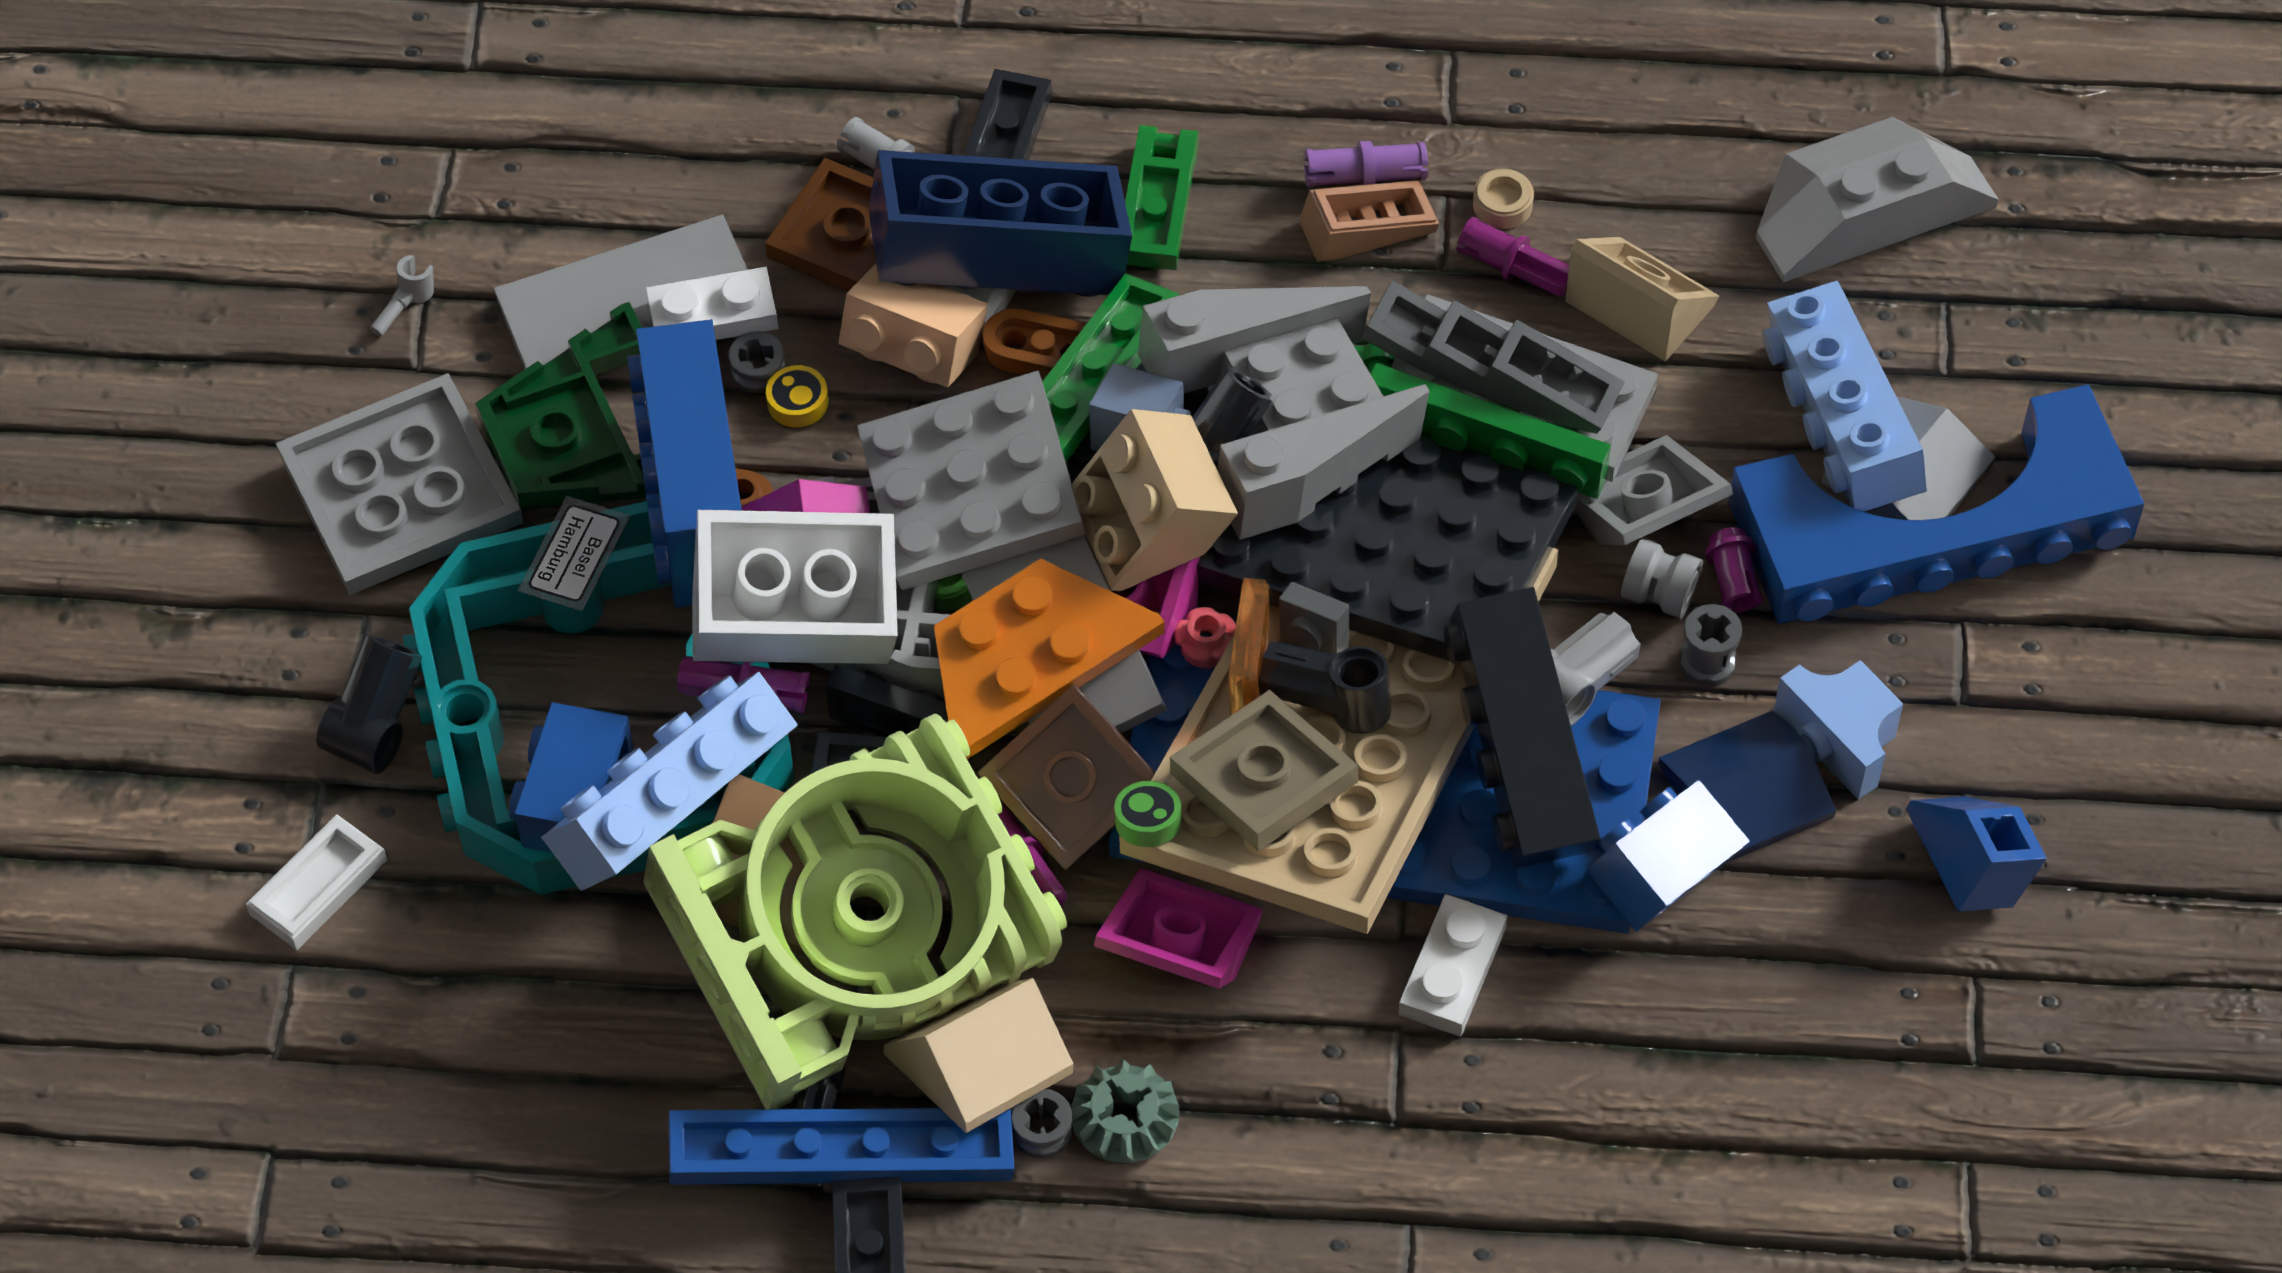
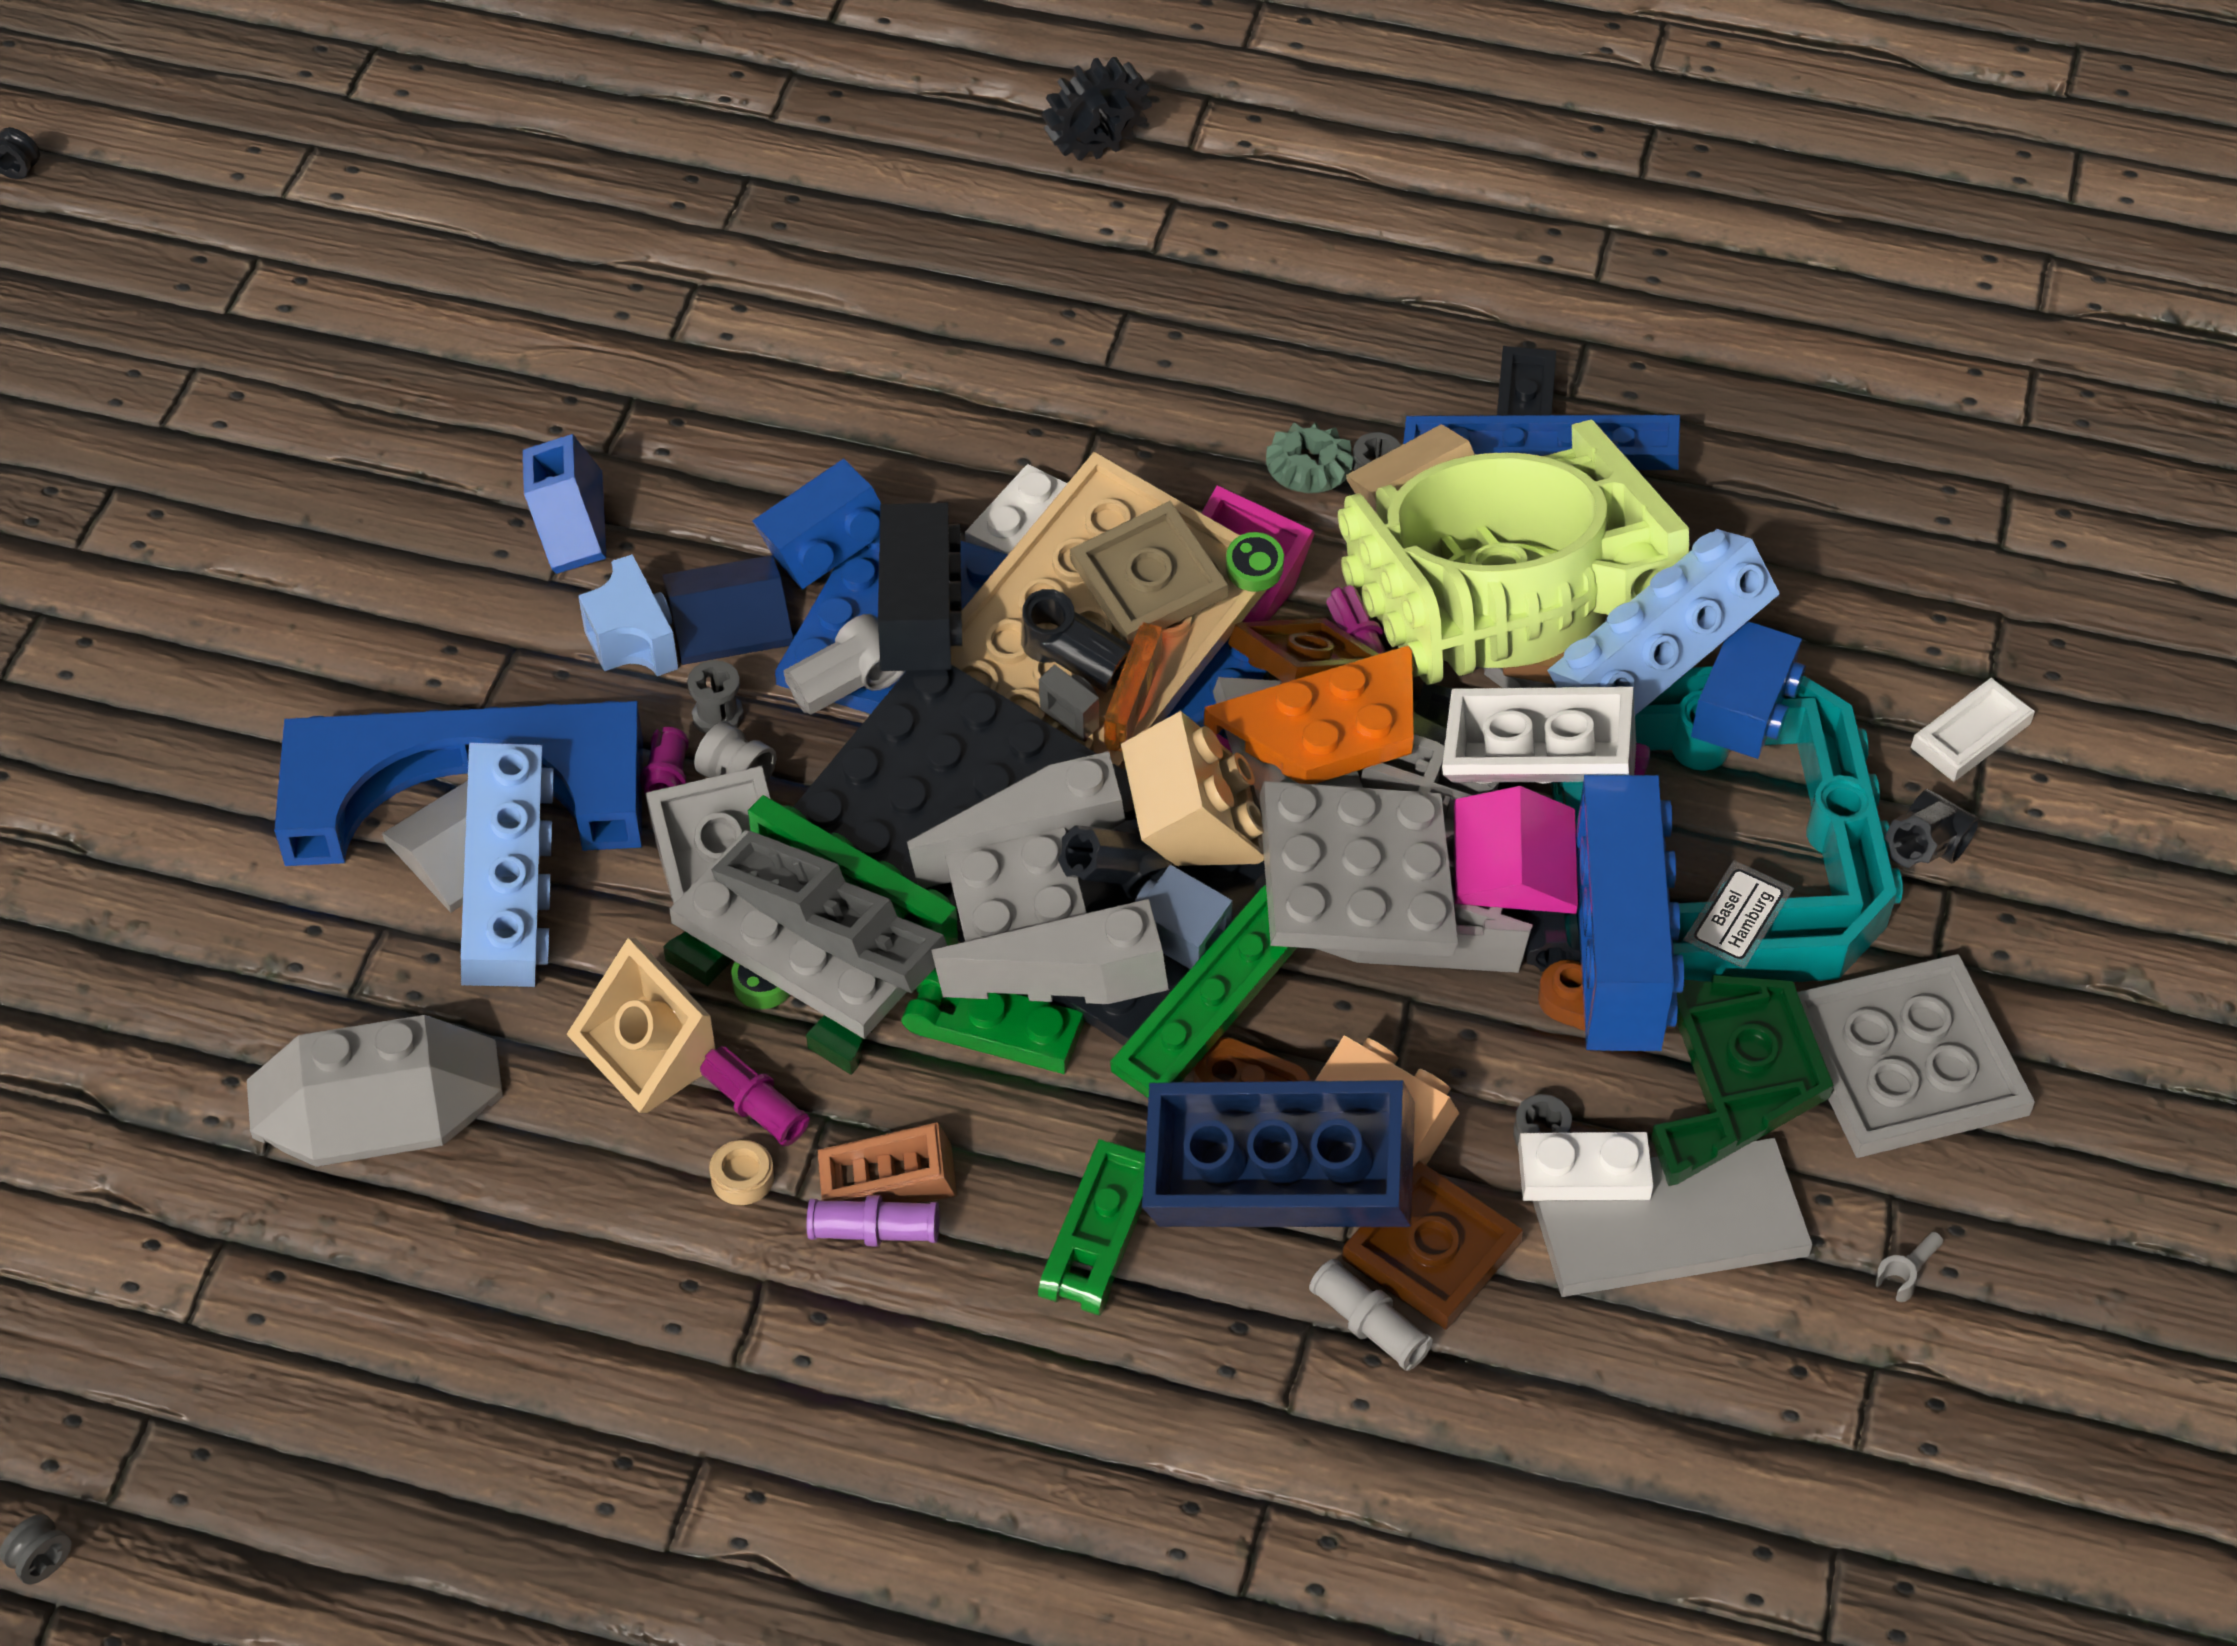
camera: 170 degrees left, 5 degrees down
(797, 396) = (1503, 1084): yellow tile -> none
(1010, 116) = (1242, 1335): black plate -> none

